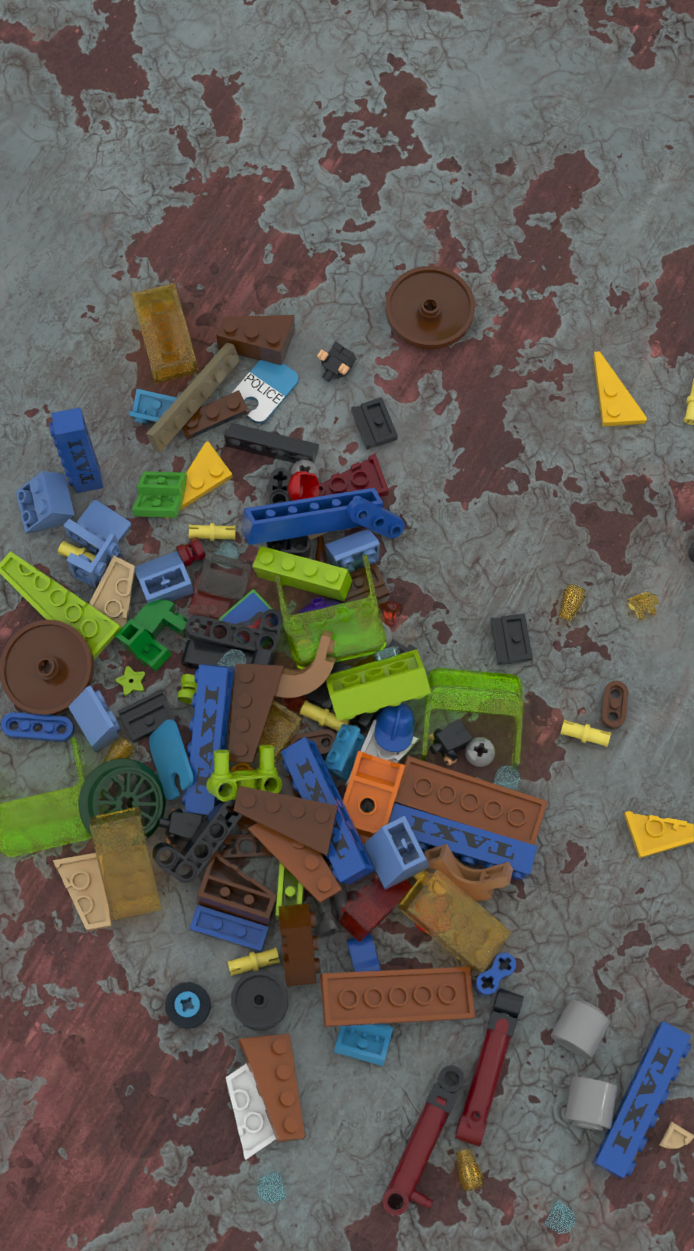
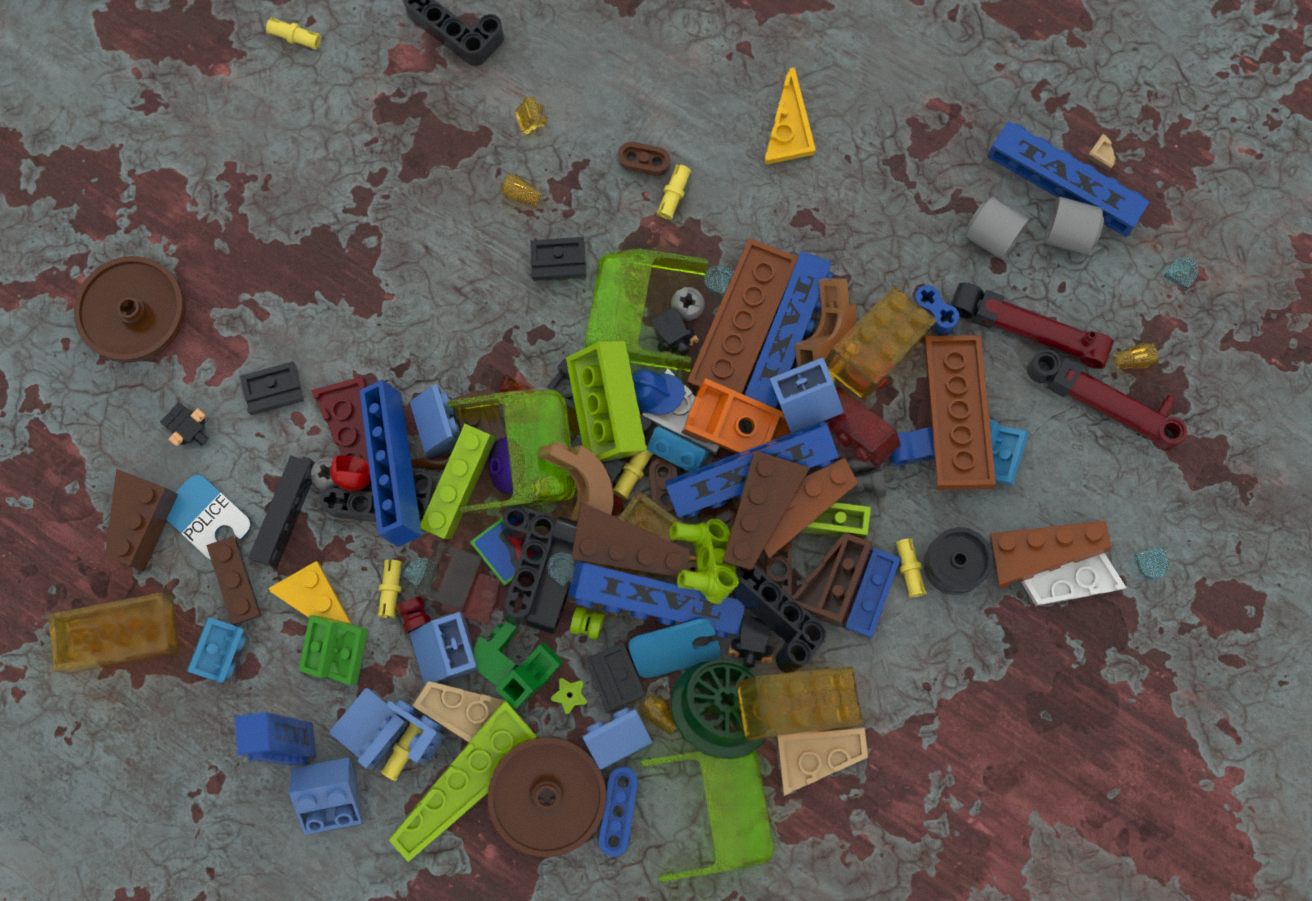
camera: 80 degrees left, 5 degrees up
(193, 397) = (210, 600): dark tan plate -> none
(195, 1010) = (949, 651): black wheel -> none
(299, 944) = (900, 511): reddish brown wedge -> none
(386, 653) = (566, 389): clear light blue tile -> none
(388, 523) = (399, 391): blue plate -> none
(615, 401) = (279, 119): yellow wing -> none

